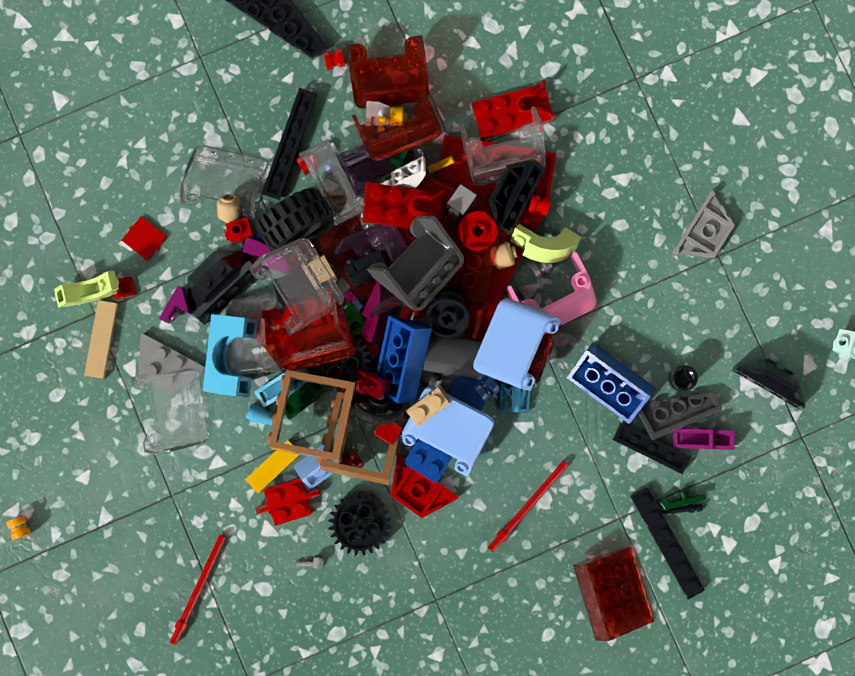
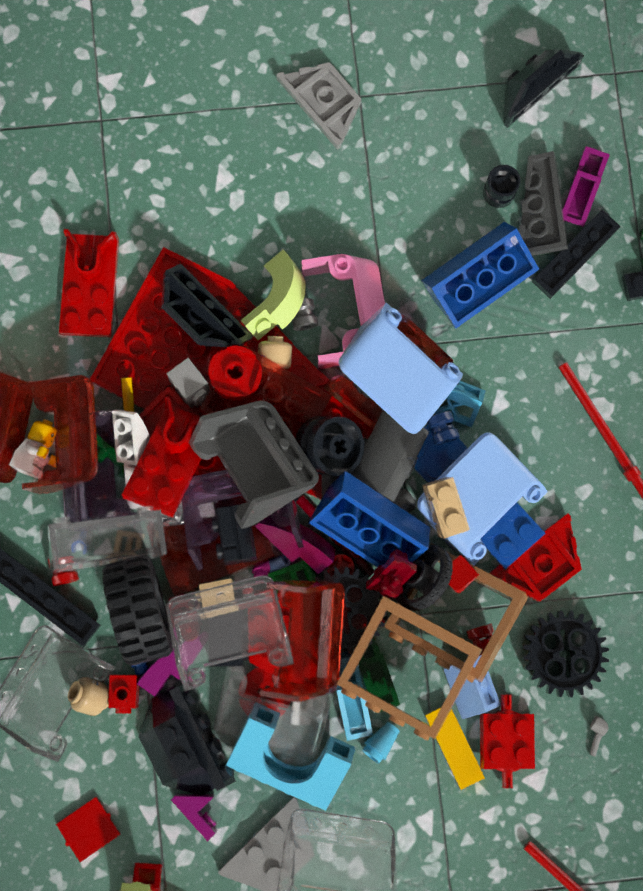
camera: 80 degrees left, 5 degrees down
(489, 162) = (147, 327): clear windscreen -> none
(539, 204) = (224, 286): red wheel -> none

